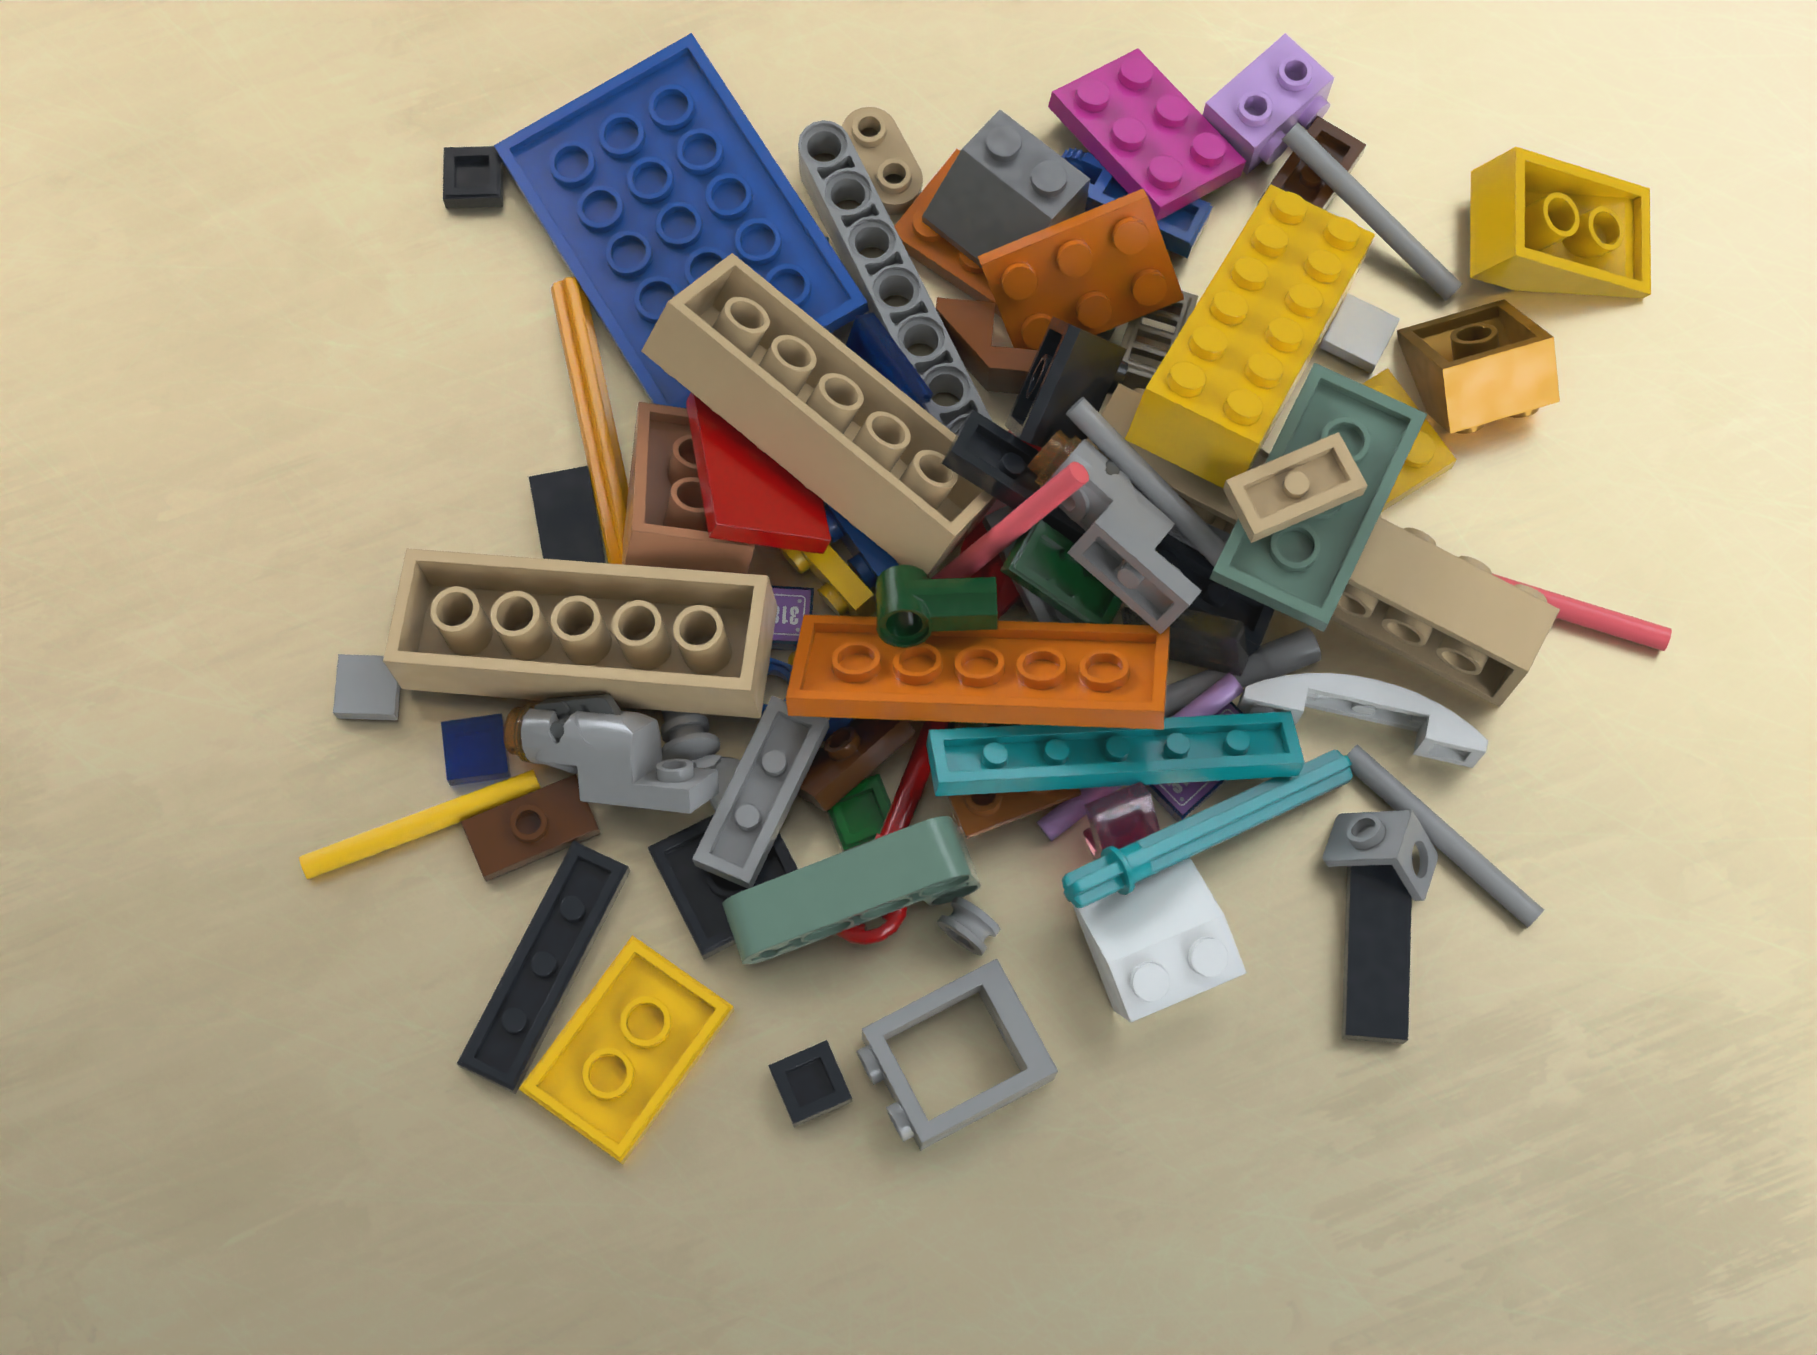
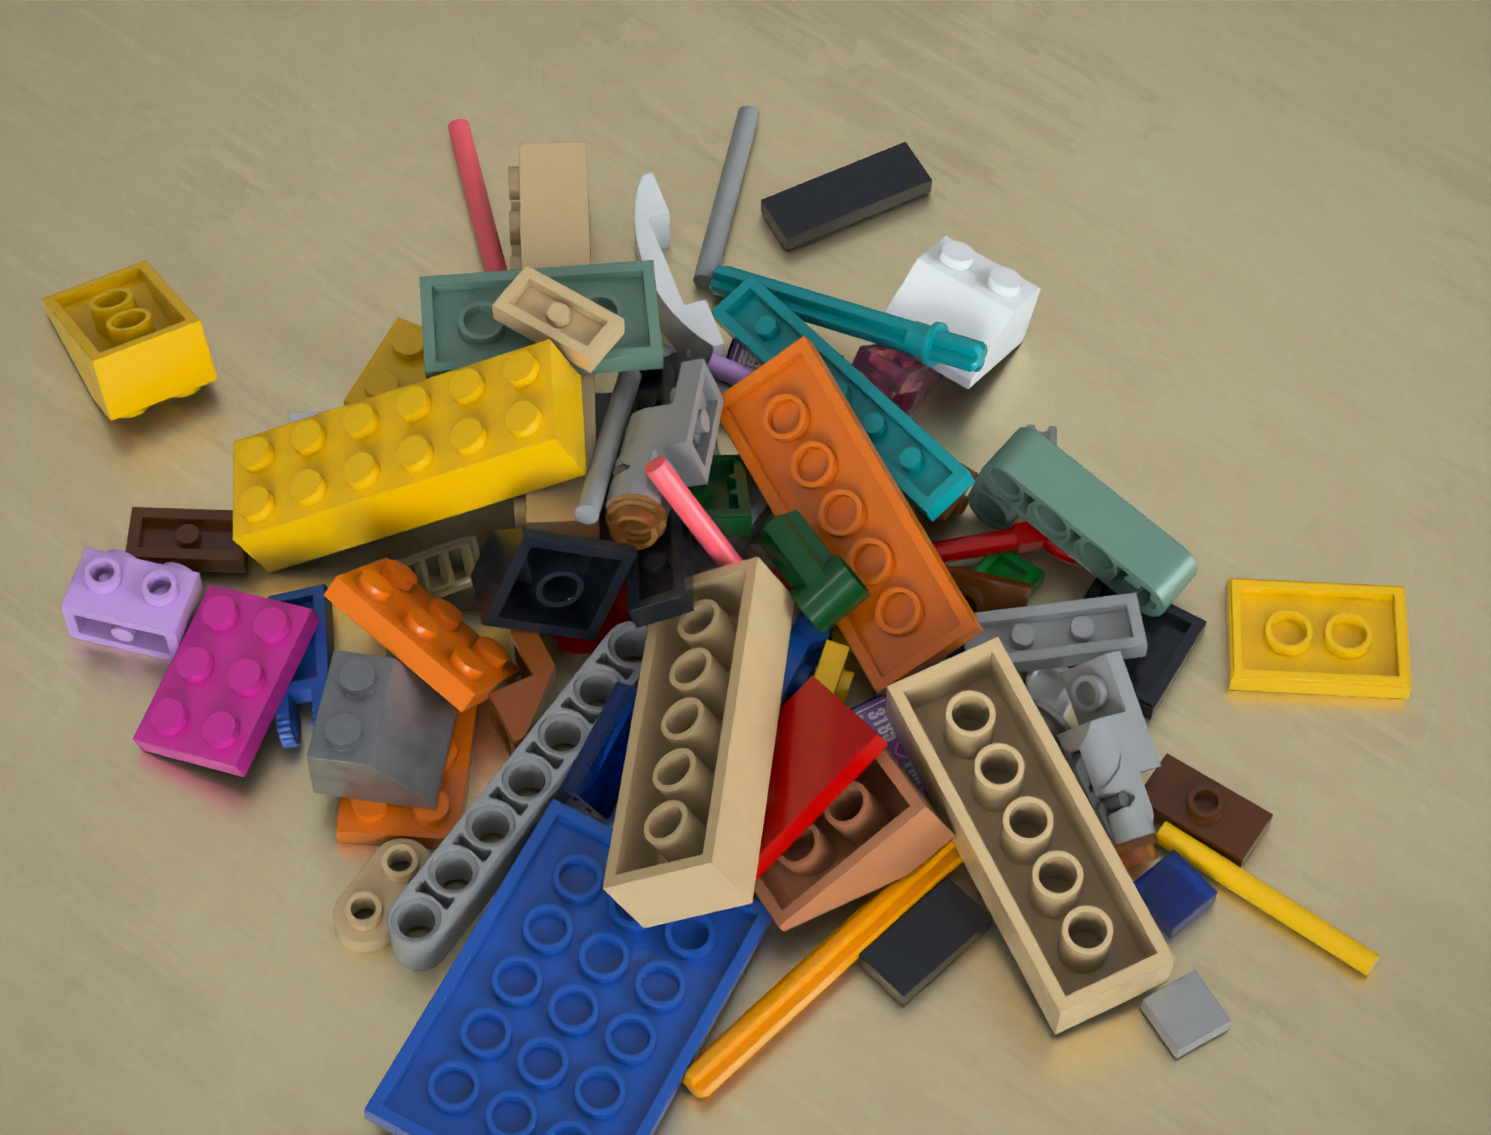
camera: 120 degrees left, 15 degrees down
(543, 967) = (1303, 734): black tile -> none
(810, 1083) = (1243, 492): black plate -> none
(1013, 1026) = (1126, 442): light grey window -> none
(1371, 211) = (199, 473): light grey piece -> none
(1383, 840) = (771, 224): light grey bracket -> none
(1481, 366) = (297, 336): pearl gold slope -> none

